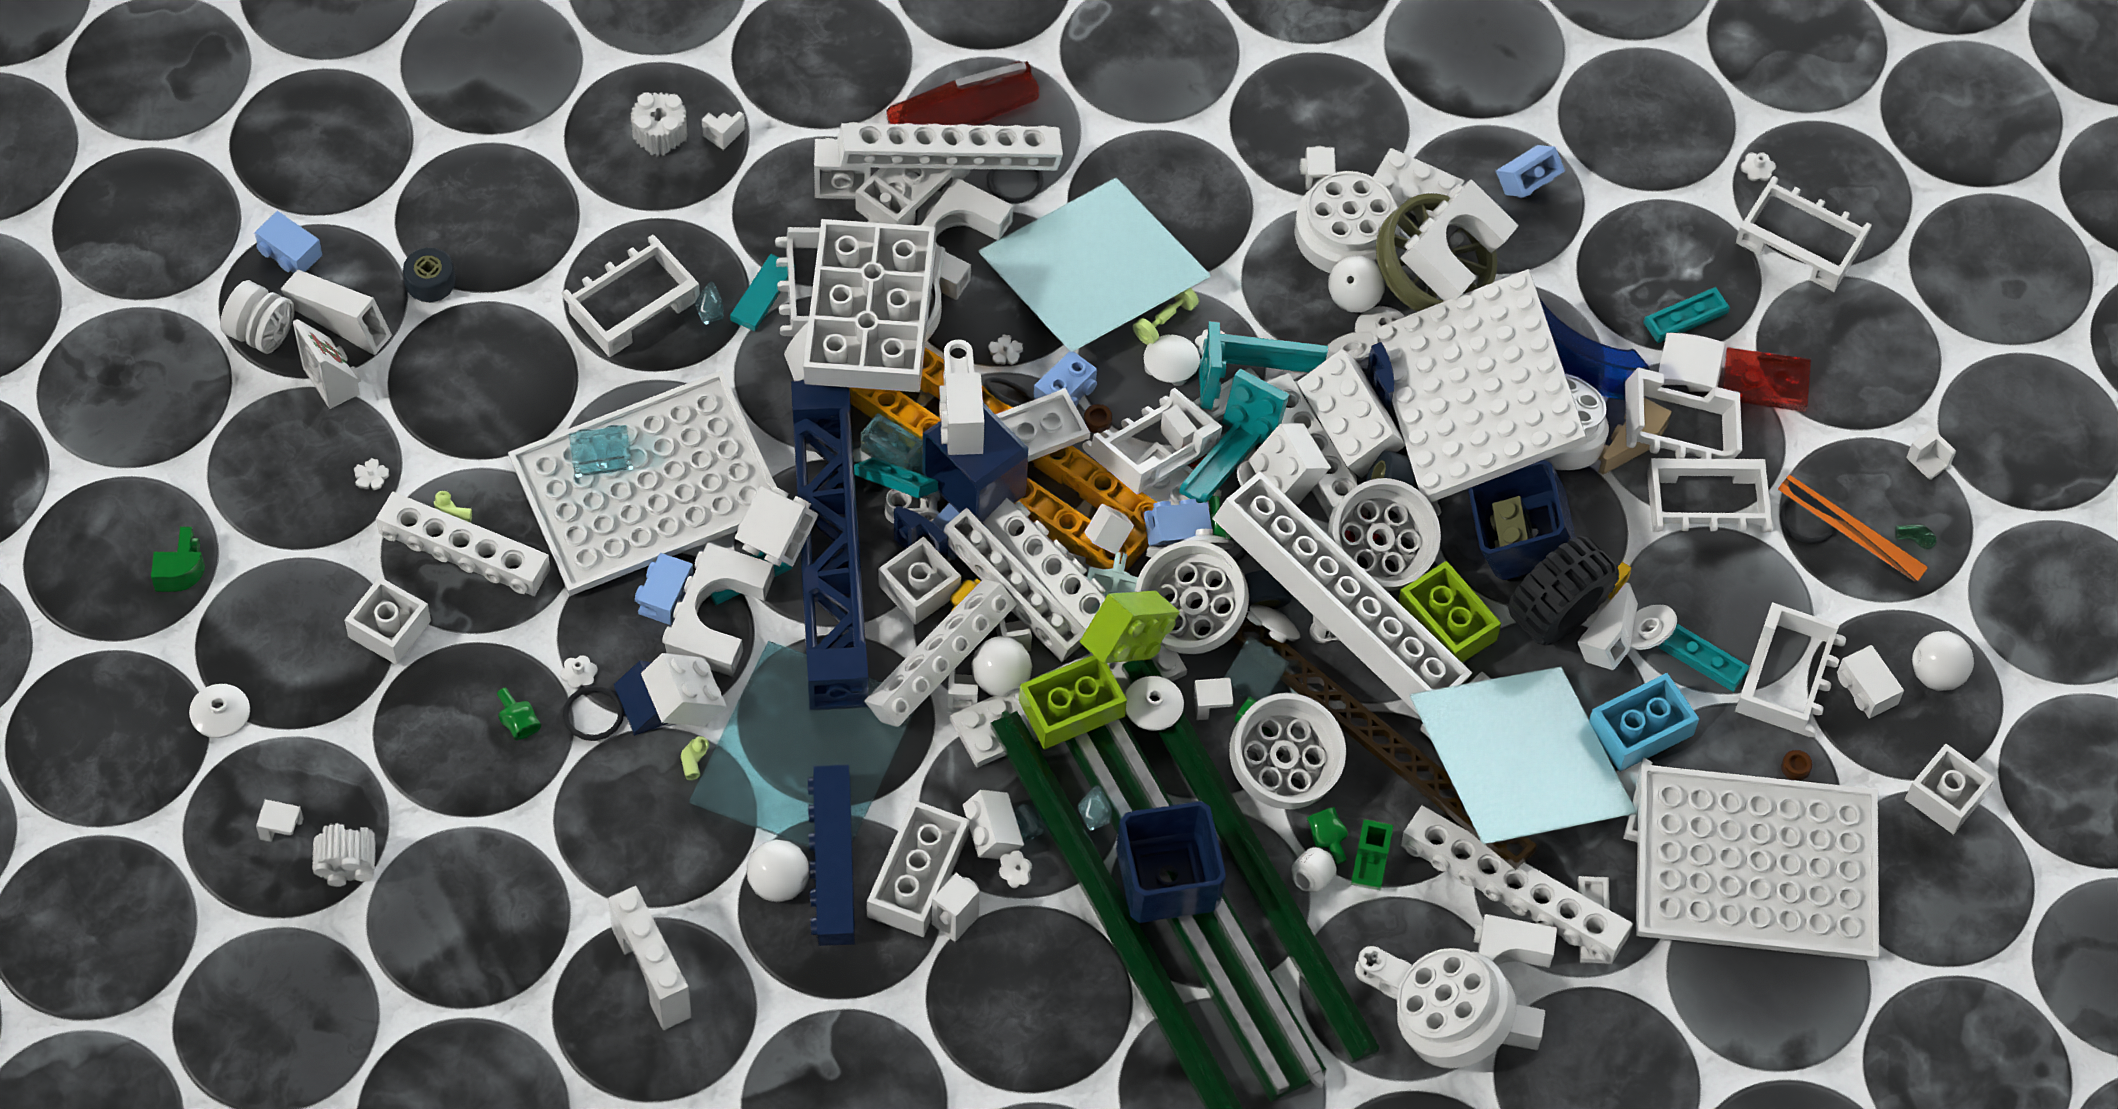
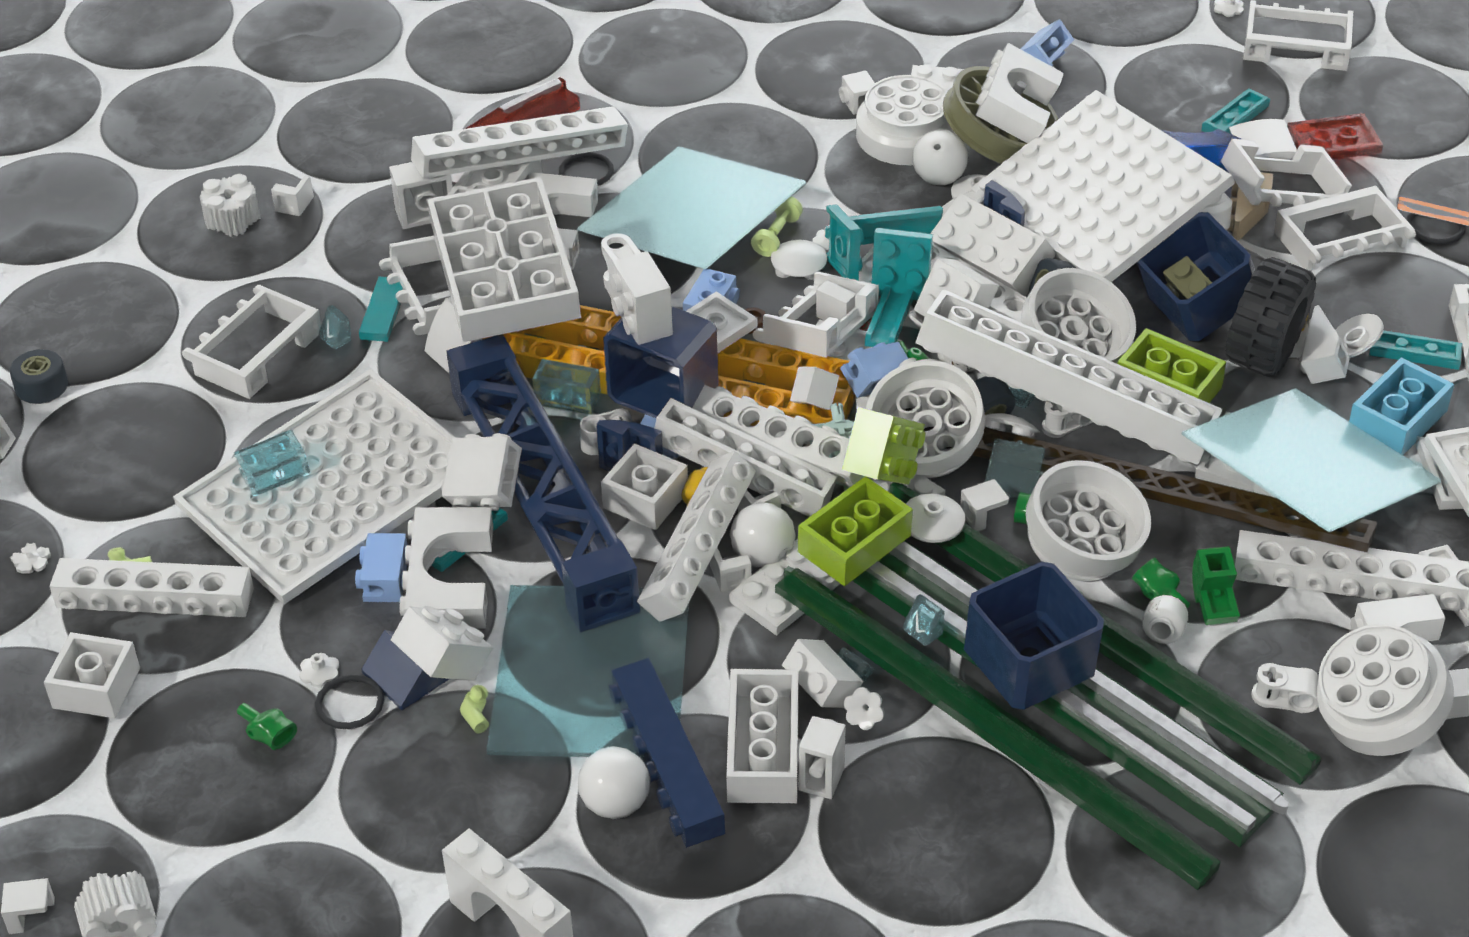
camera: 15 degrees left, 15 degrees down
(896, 477) = (586, 408): teal tile -> none

